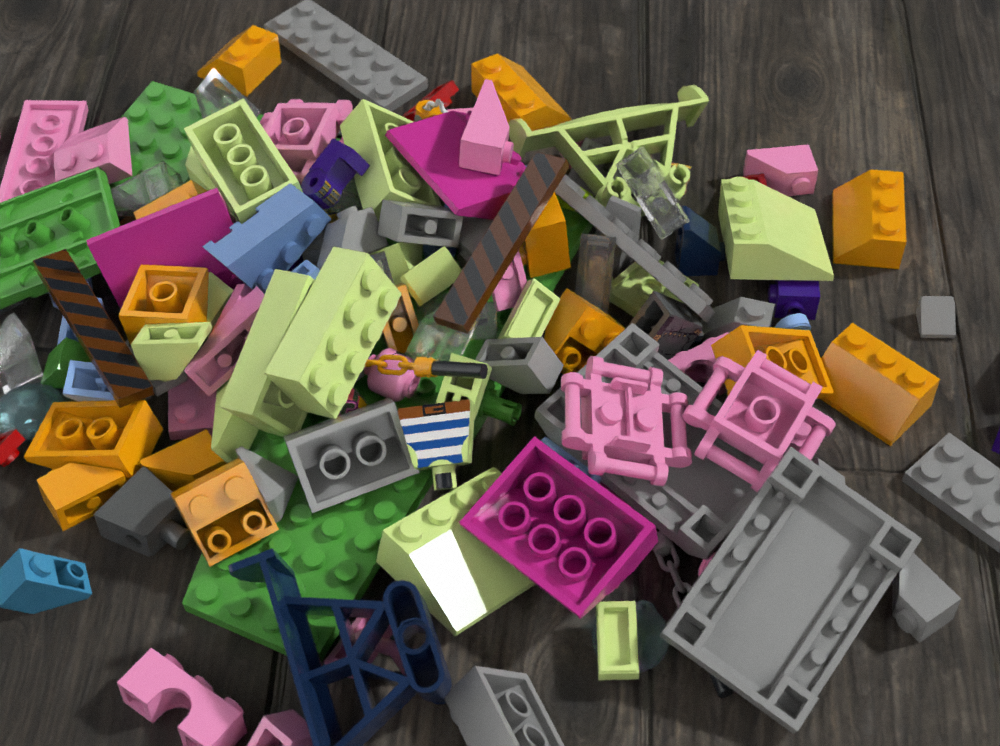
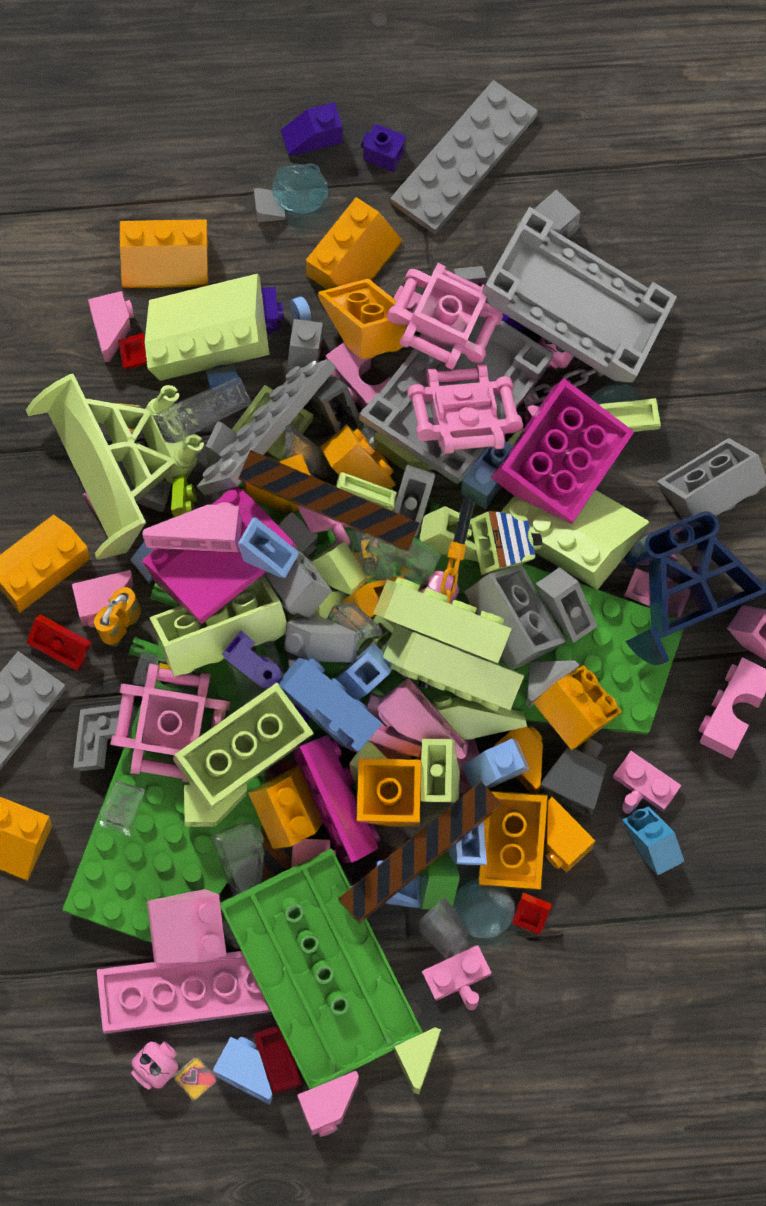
camera: 100 degrees left, 20 degrees up
(118, 595) = (645, 783): none -> bright pink plate
(174, 422) = (497, 765): none -> light blue slope
(354, 506) = (567, 604): none -> light grey slope
(450, 170) = (266, 549): none -> light blue slope
(959, 348) = (300, 188): none -> clear light blue dish

